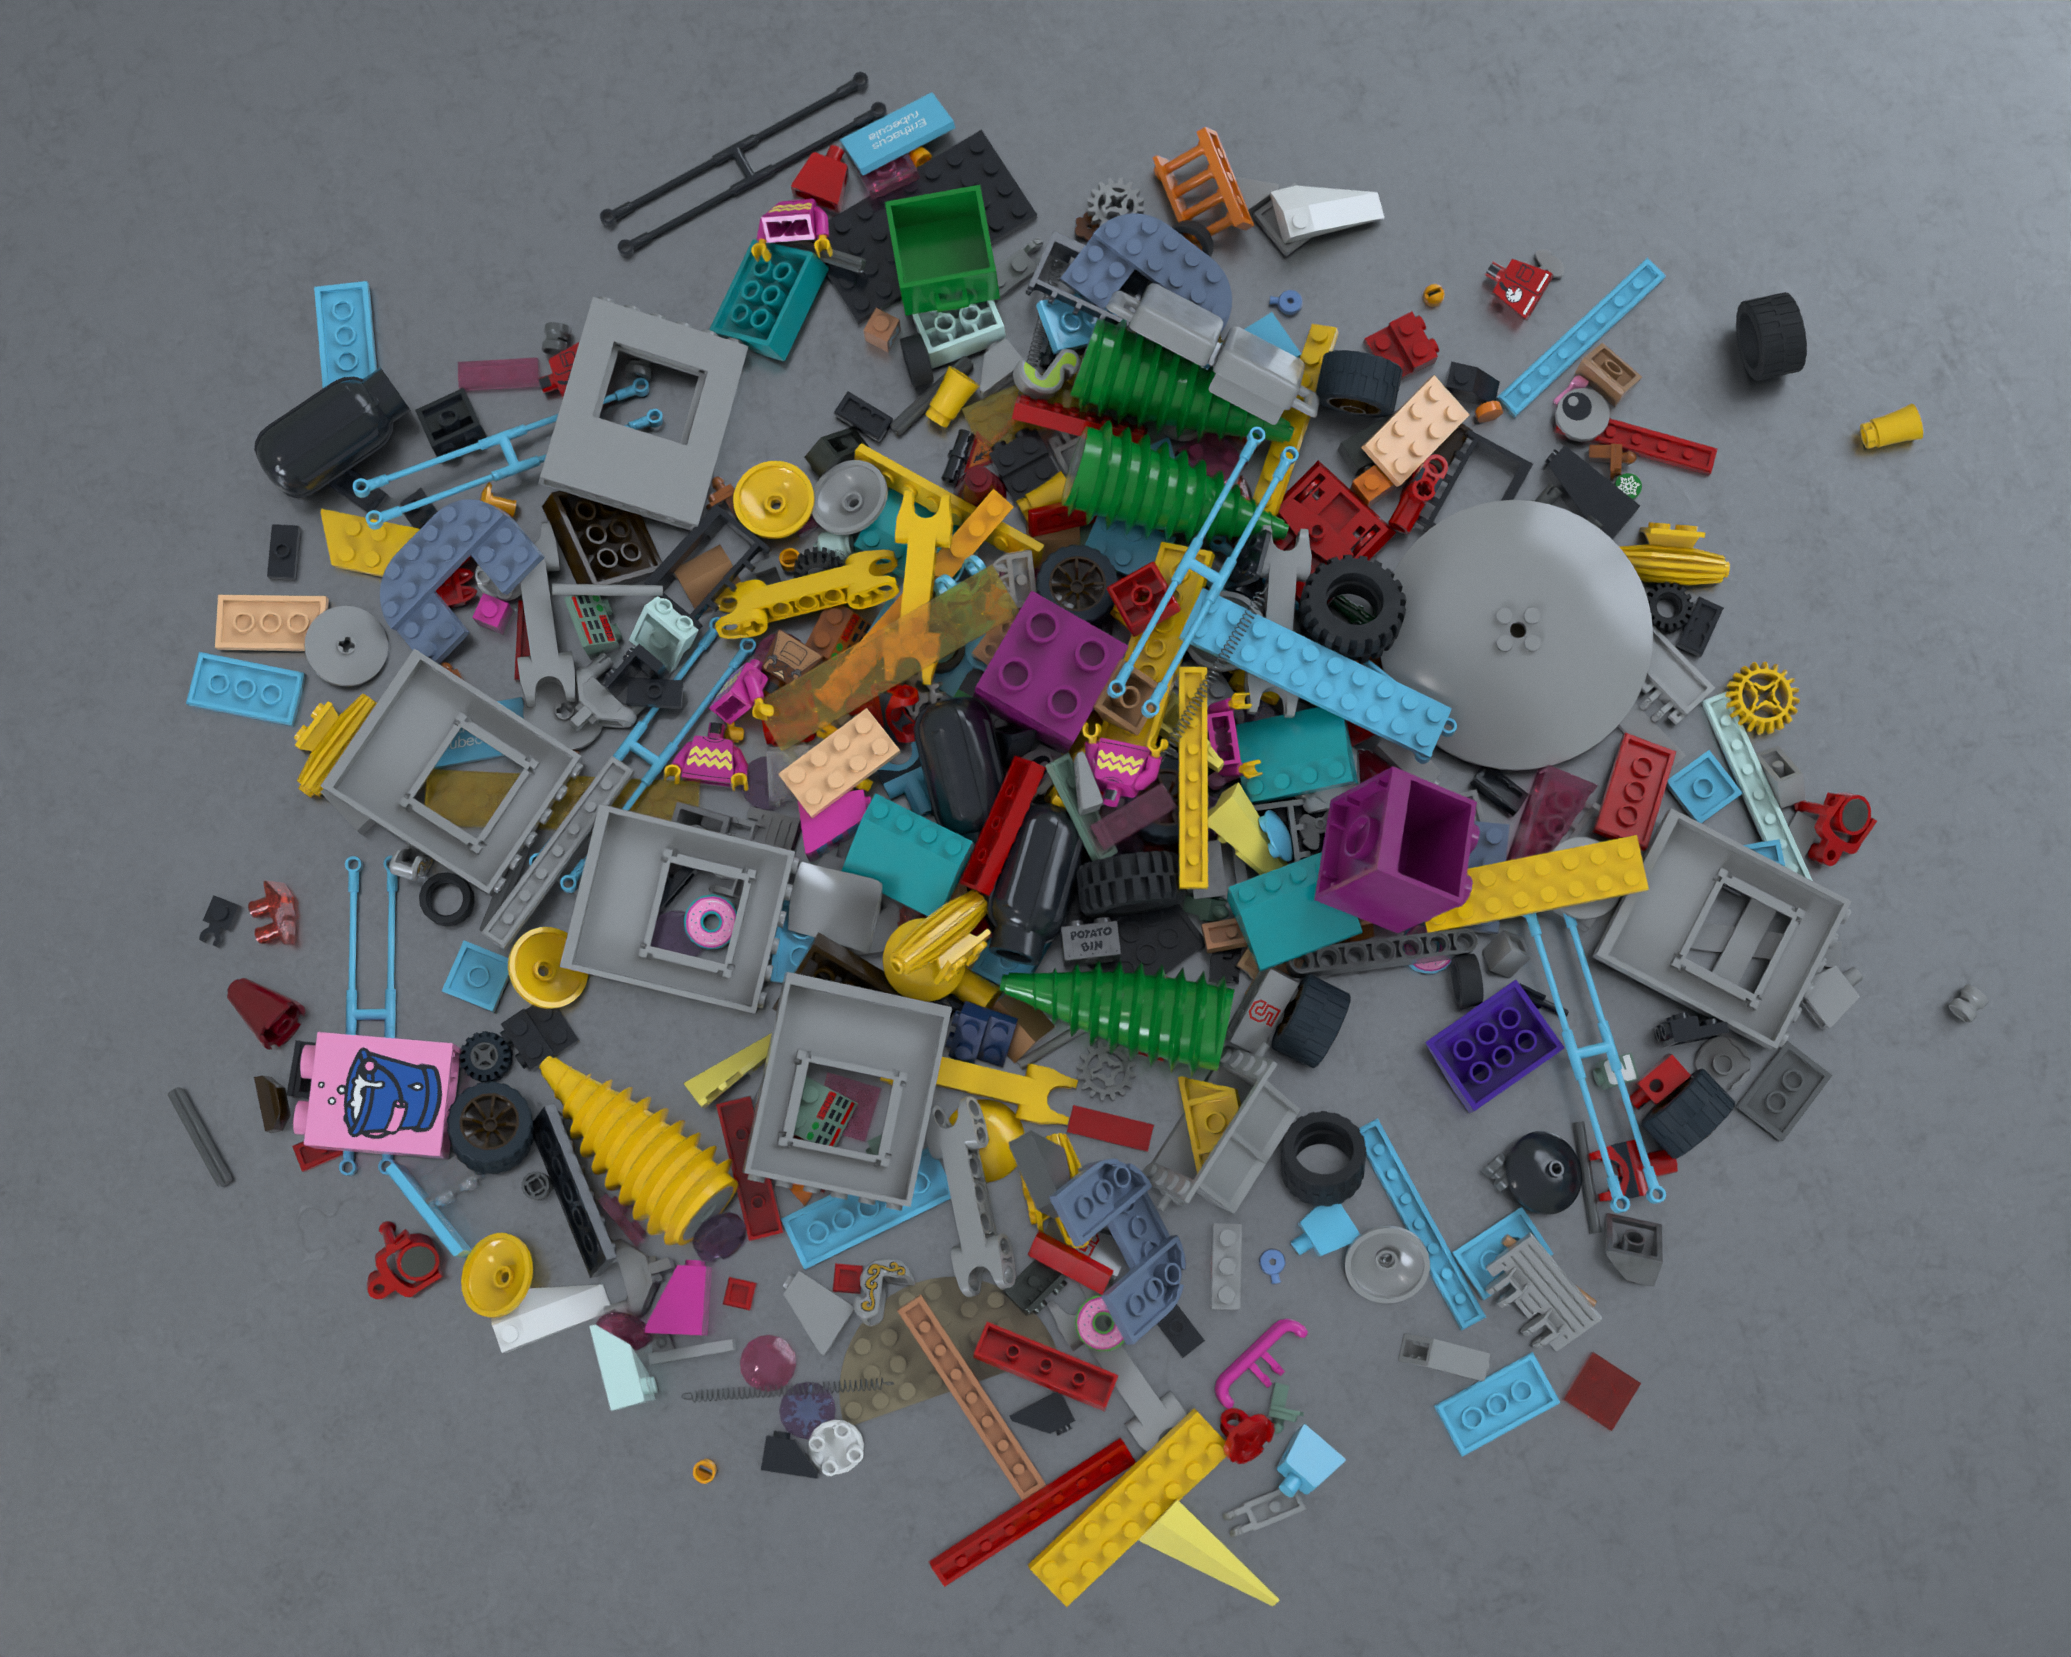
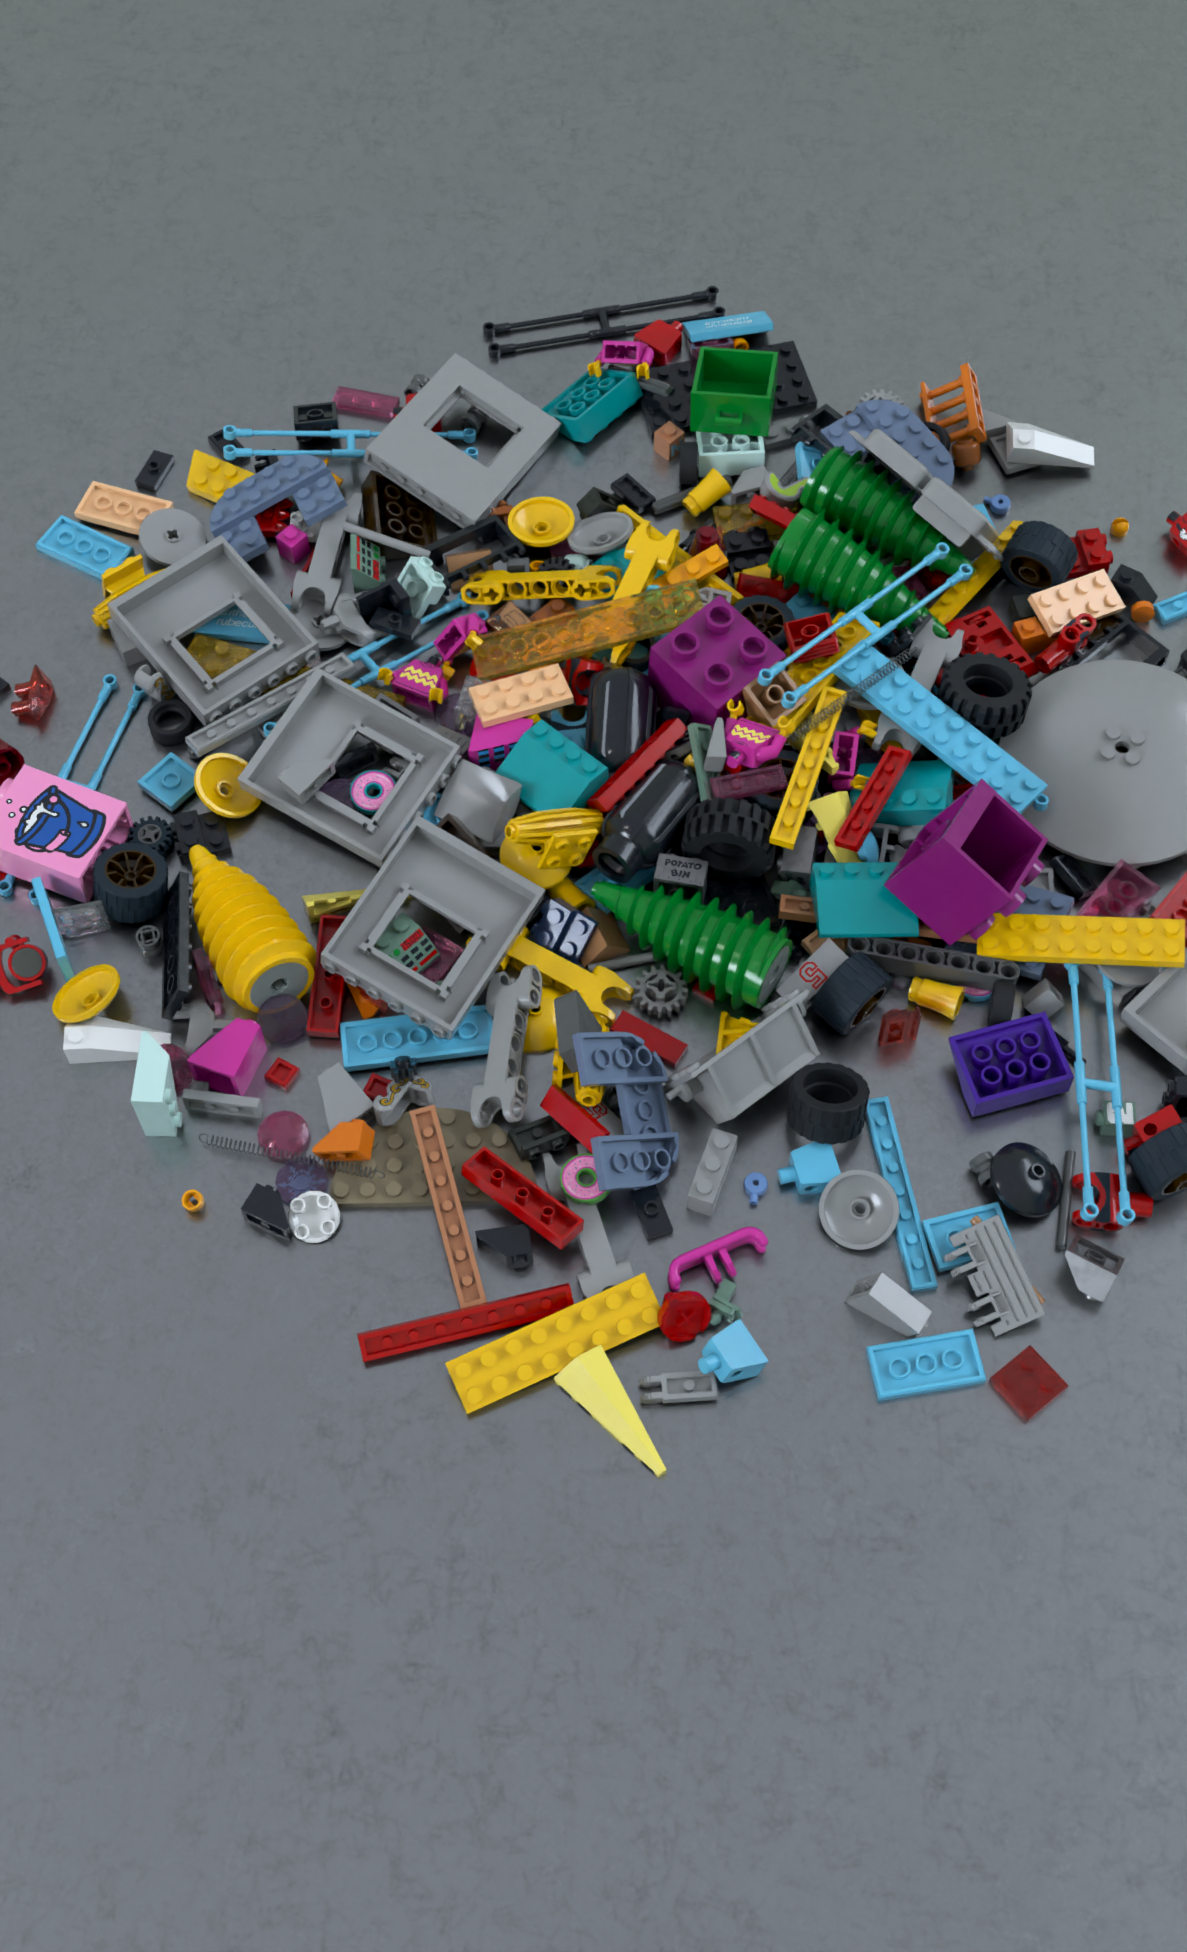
camera: 20 degrees right, 20 degrees down
(329, 433) = (223, 395): black piece -> none
(345, 331) = (263, 351): medium azure plate -> none
(637, 949) = (306, 778): none -> light grey slope
(843, 1358) = (347, 1142): none -> orange slope
(870, 1256) = (403, 1068): none -> black plate
(1233, 246) = (966, 453): none -> dark orange head
(1271, 788) = (873, 798): none -> red plate
(1366, 1039) = (898, 1026): none -> clear red plate
(1396, 986) = (937, 996): none -> yellow plant

